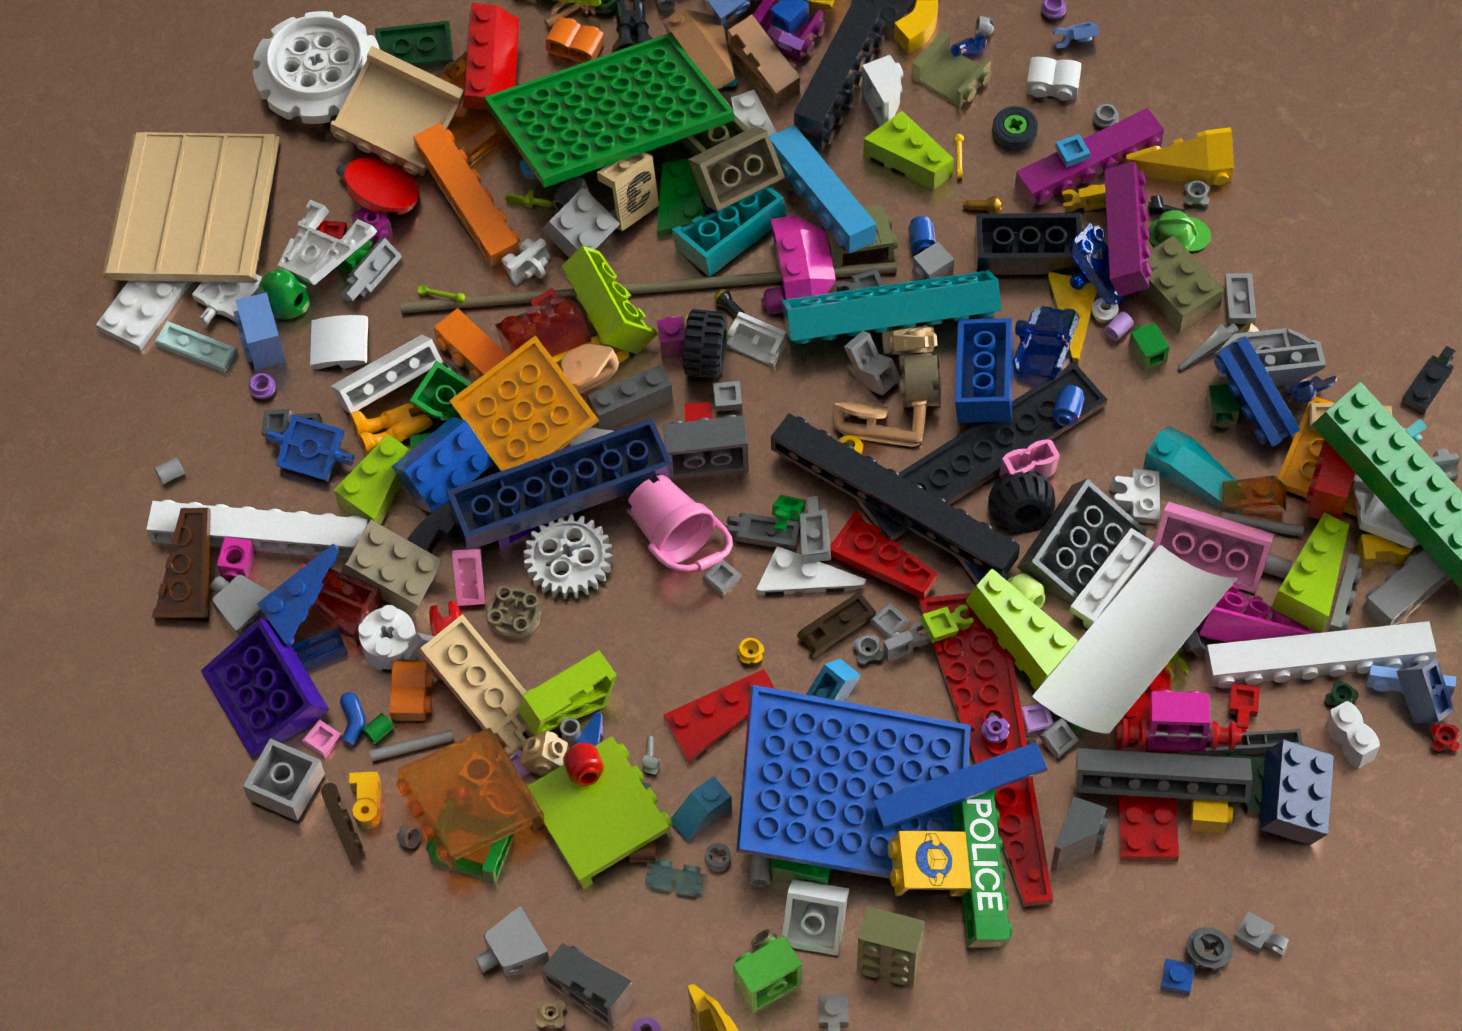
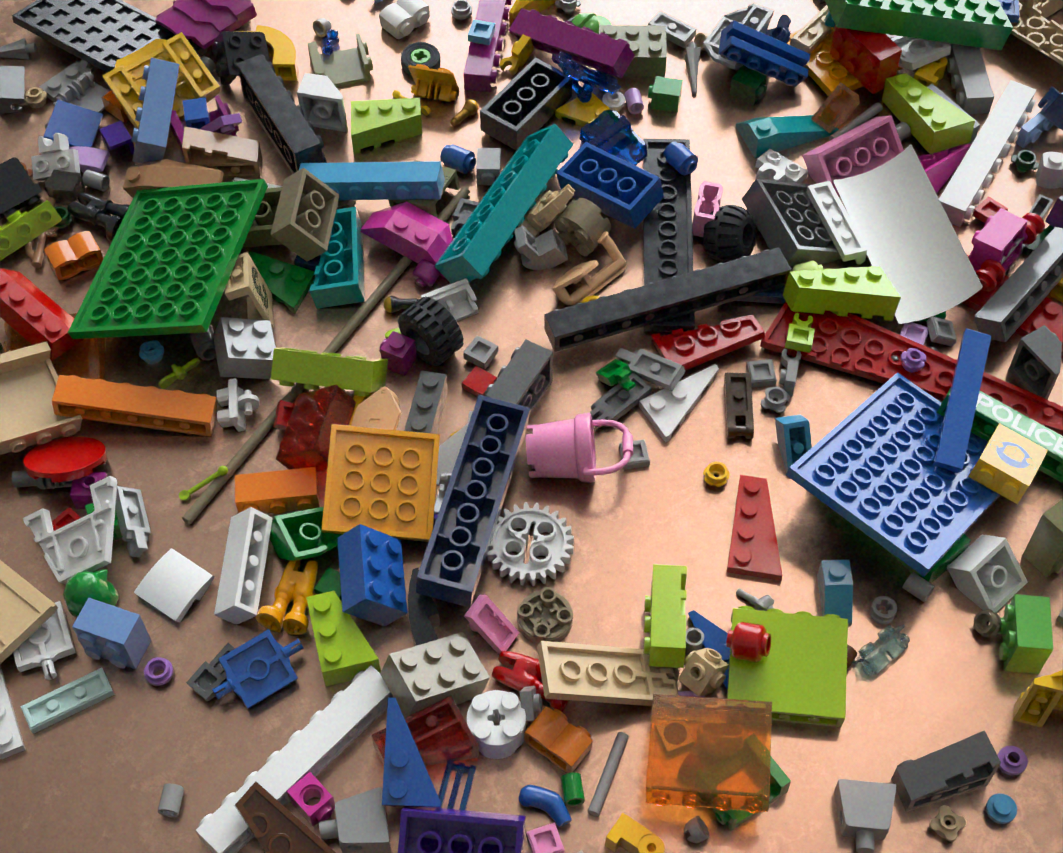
camera: 55 degrees left, 5 degrees down
(987, 159) = (428, 79): none -> light orange hinge

